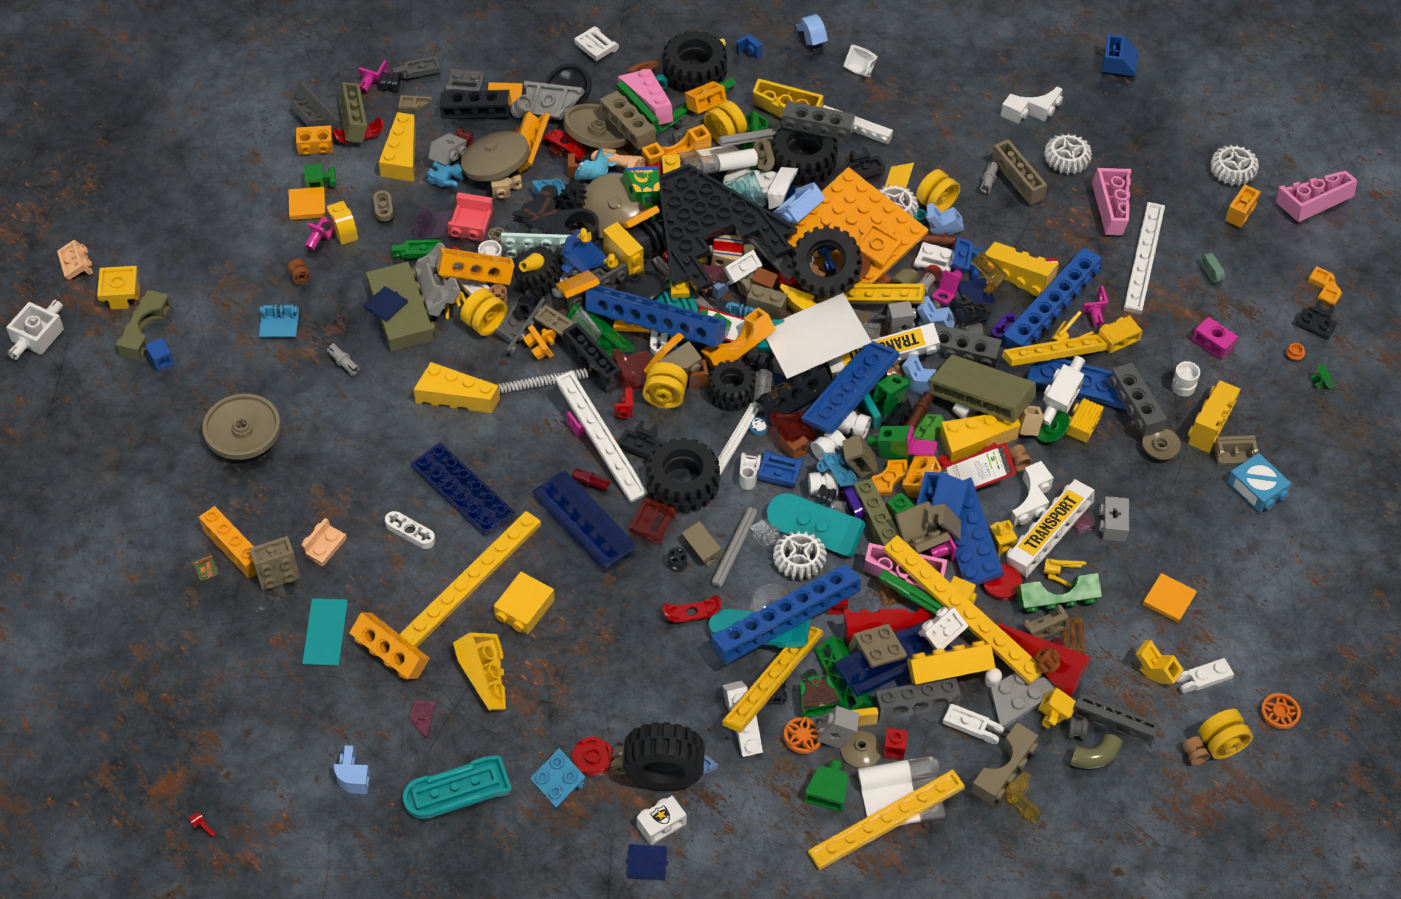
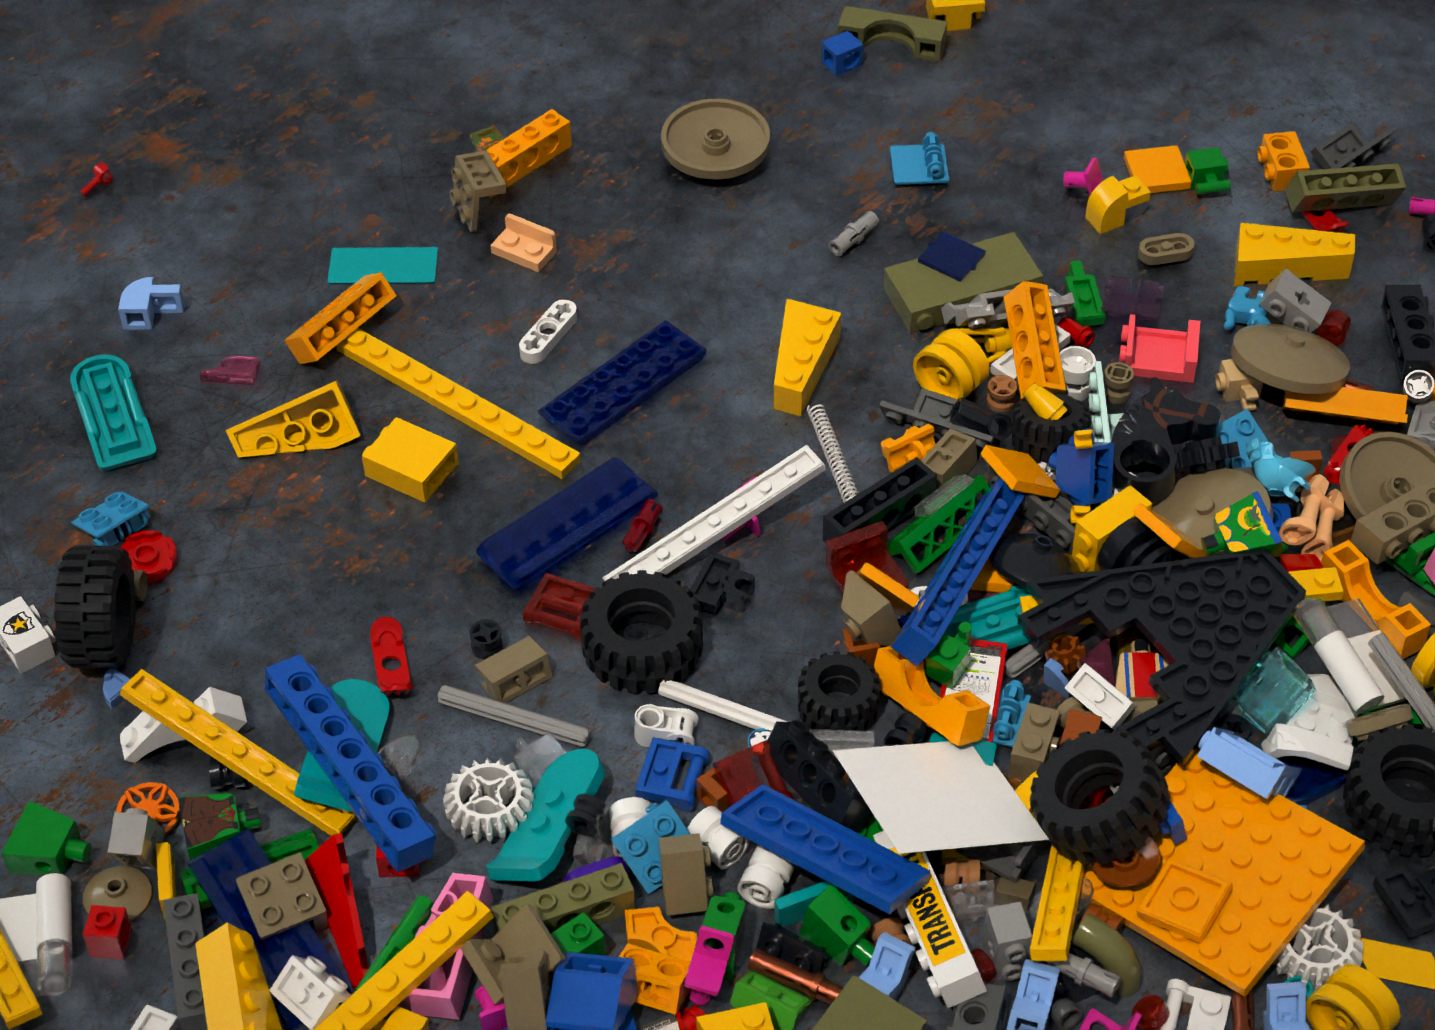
camera: 90 degrees right, 5 degrees down
(298, 270) = (1014, 170): dark orange wheel -> none
(413, 103) = (1400, 266): dark tan tile -> none
(625, 409) = (792, 562): red bracket -> none
(665, 385) = (816, 598): yellow wheel -> none

